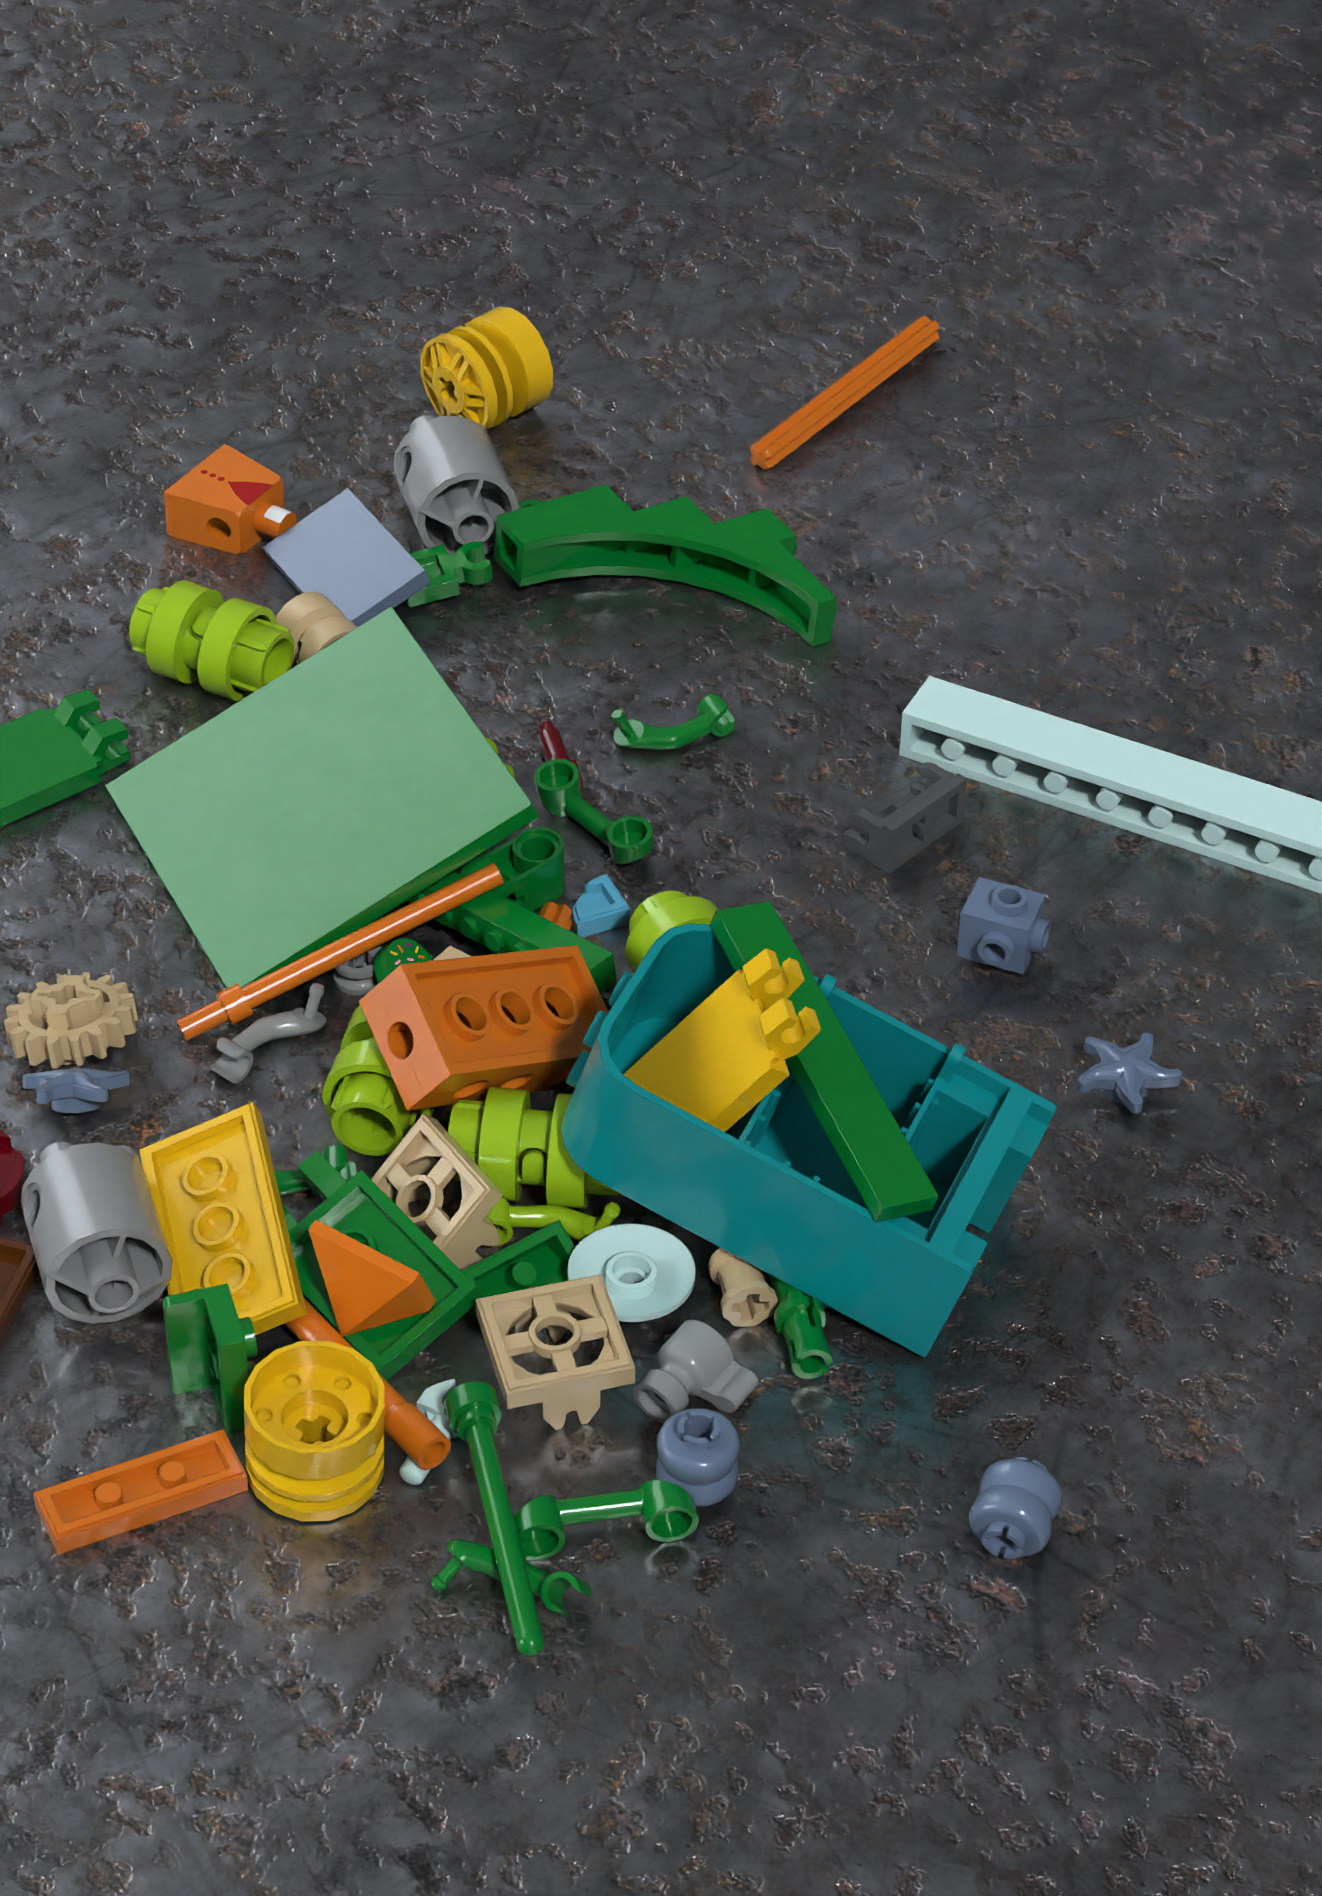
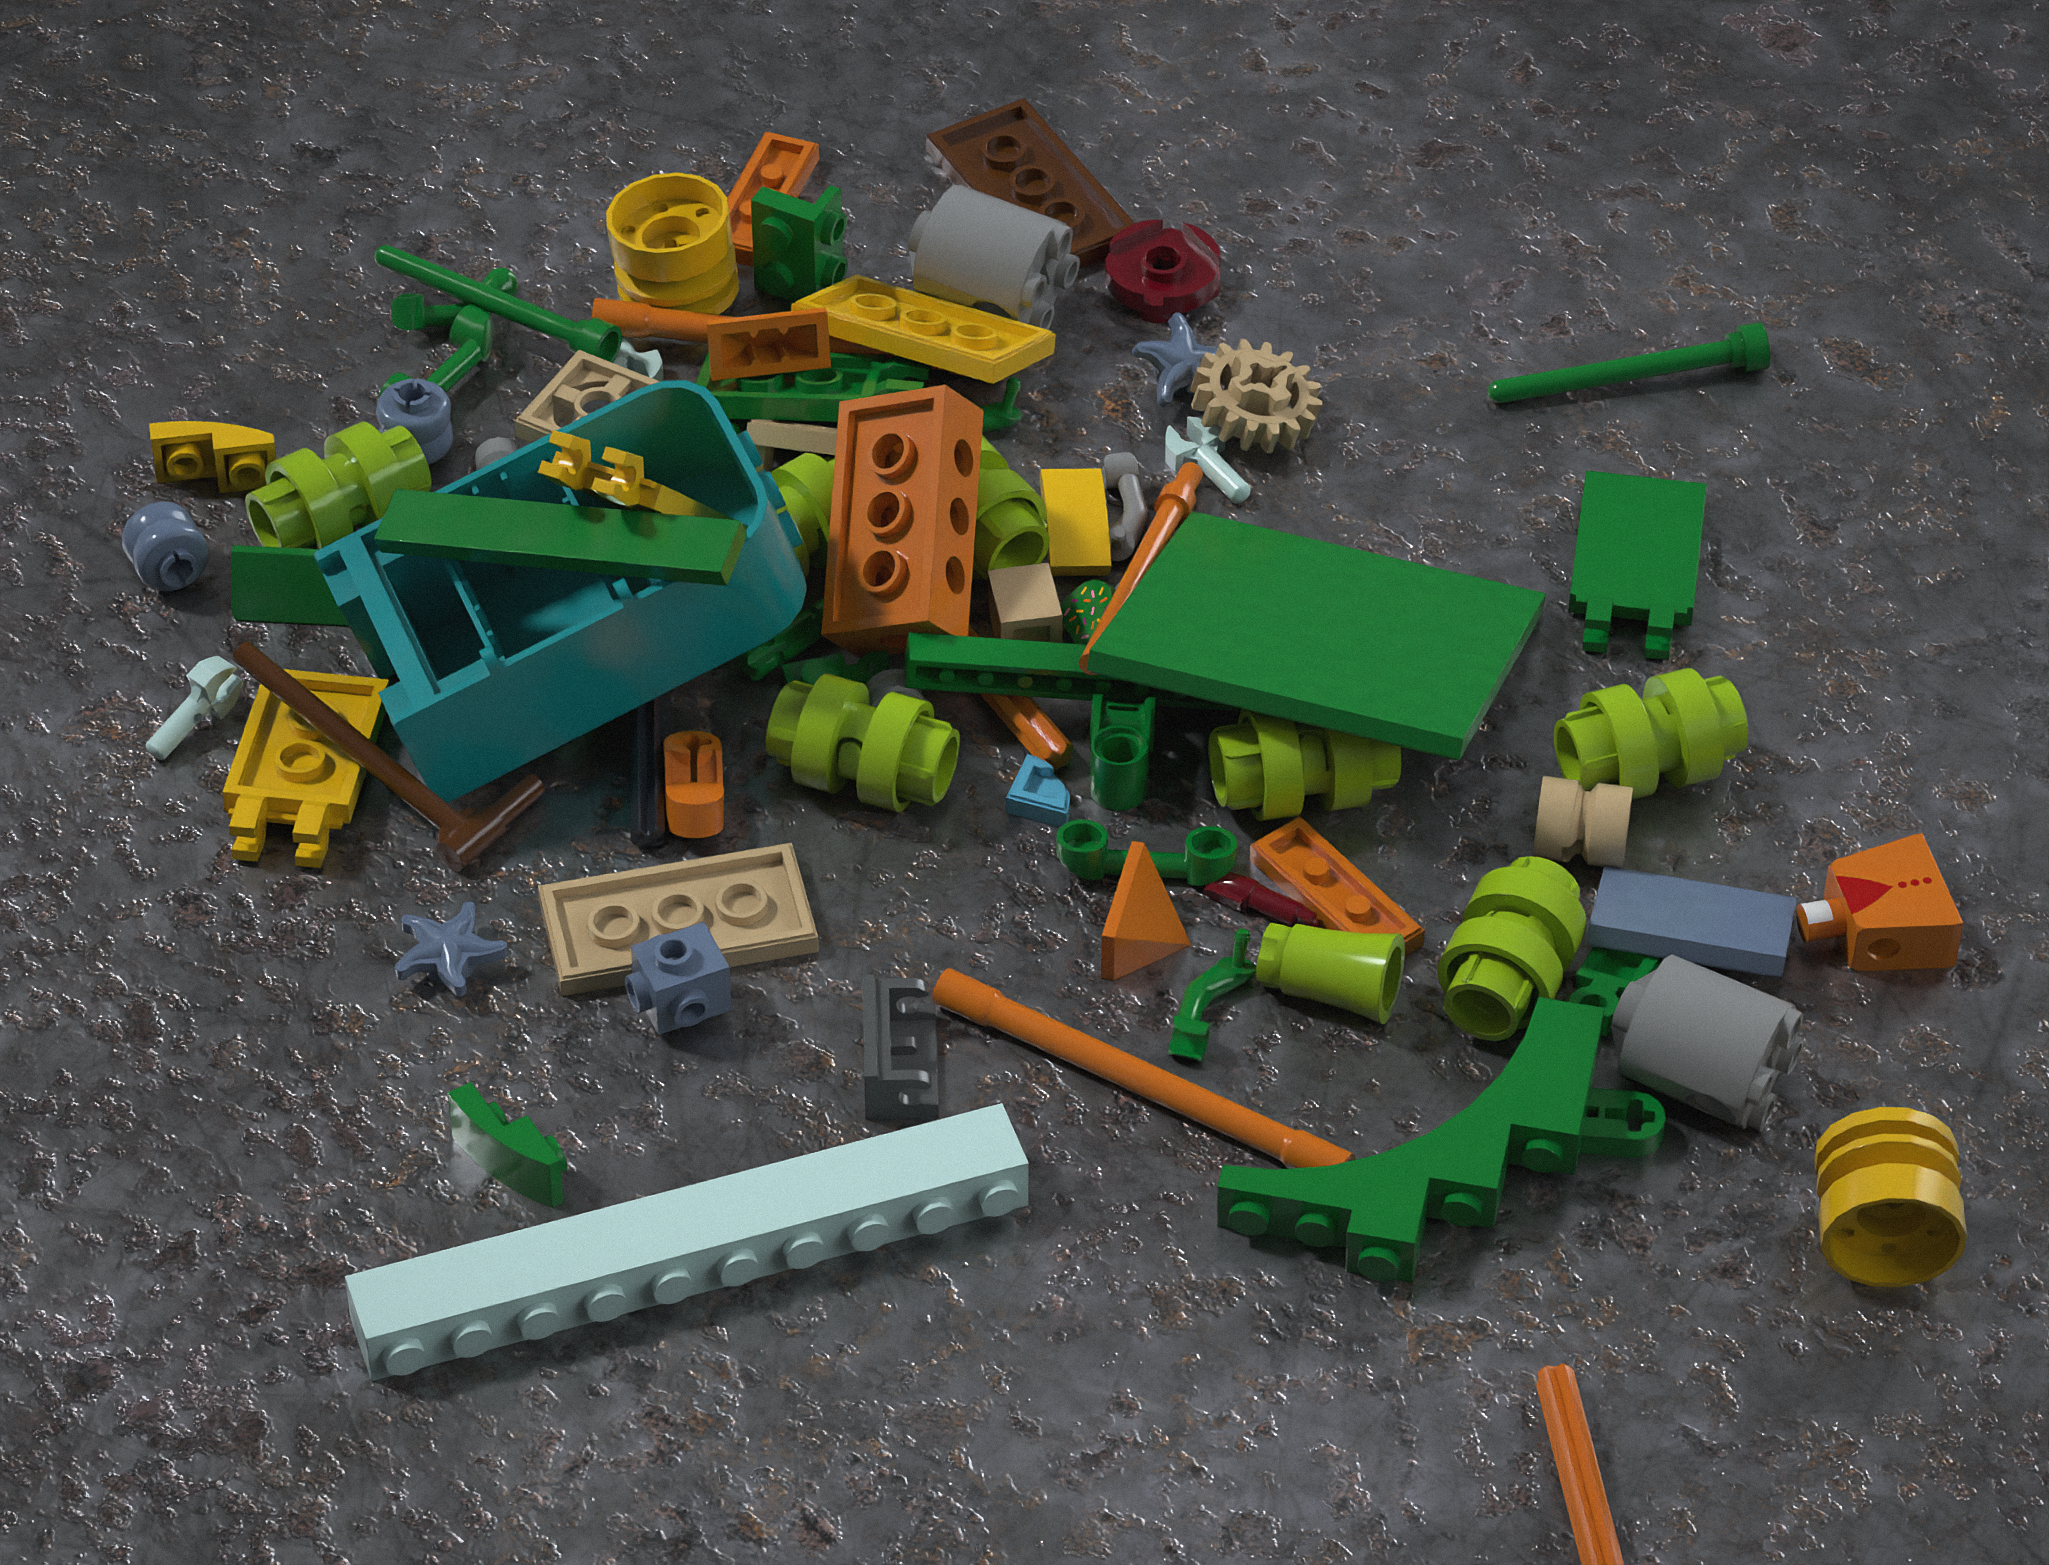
camera: 135 degrees right, 5 degrees up
(156, 1033) = (1204, 453): none -> light aqua bar
(308, 1040) = (1076, 522): none -> yellow slope
(502, 594) = (1511, 947): none -> lime piece
(514, 717) = (1329, 884): none -> orange tile
(583, 669) = (1334, 967): none -> lime plant
(662, 787) = (1140, 920): none -> orange slope
(812, 806) = (992, 1009): none -> orange piece
(813, 1421) = (320, 500): none -> lime piece
(870, 1559) = (212, 449): none -> yellow slope
(937, 1417) = (281, 587): none -> green slope
(947, 995) = (745, 898): none -> tan tile
(1053, 1231) = (460, 834): none -> reddish brown bar
(1081, 1275) = (296, 773): none -> yellow tile
(1106, 1359) = (212, 691): none -> light aqua bar
(1227, 919) = (507, 1151): none -> green slope

